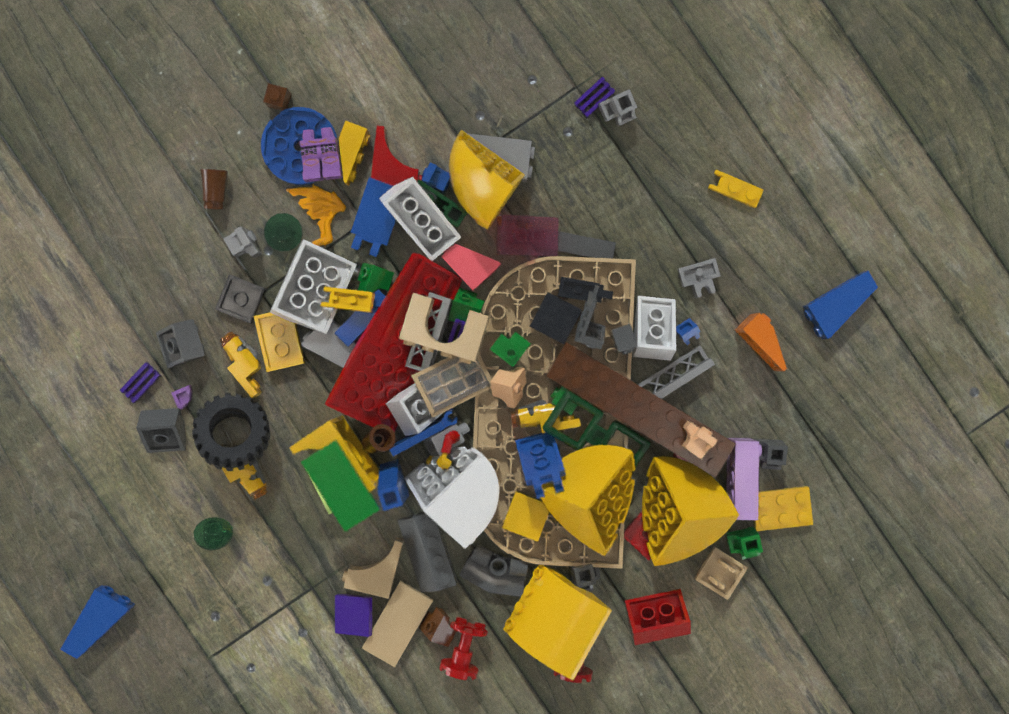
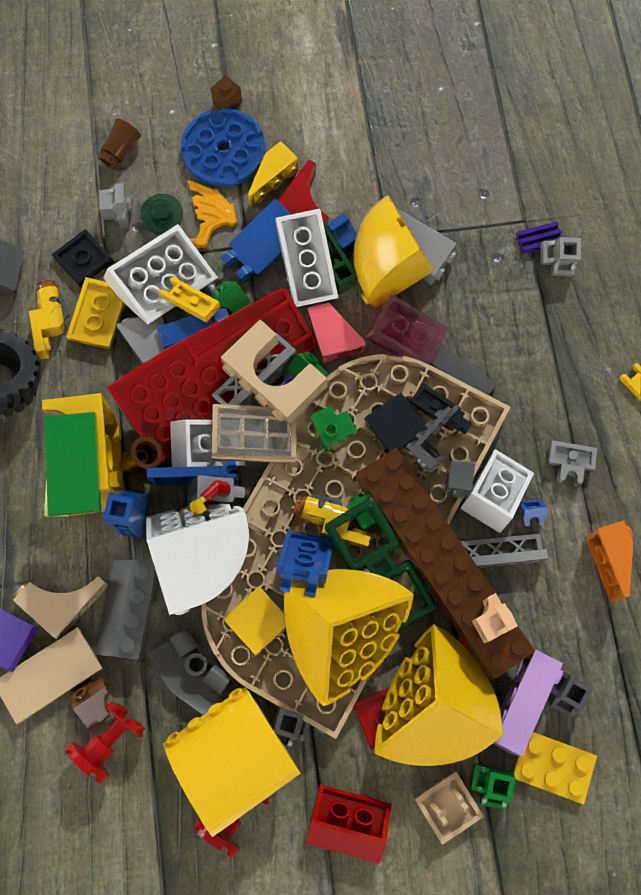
camera: 20 degrees right, 15 degrees down
(319, 154) = (238, 160): medium lavender hips -> none
(509, 385) = (311, 466): light nougat brick -> none

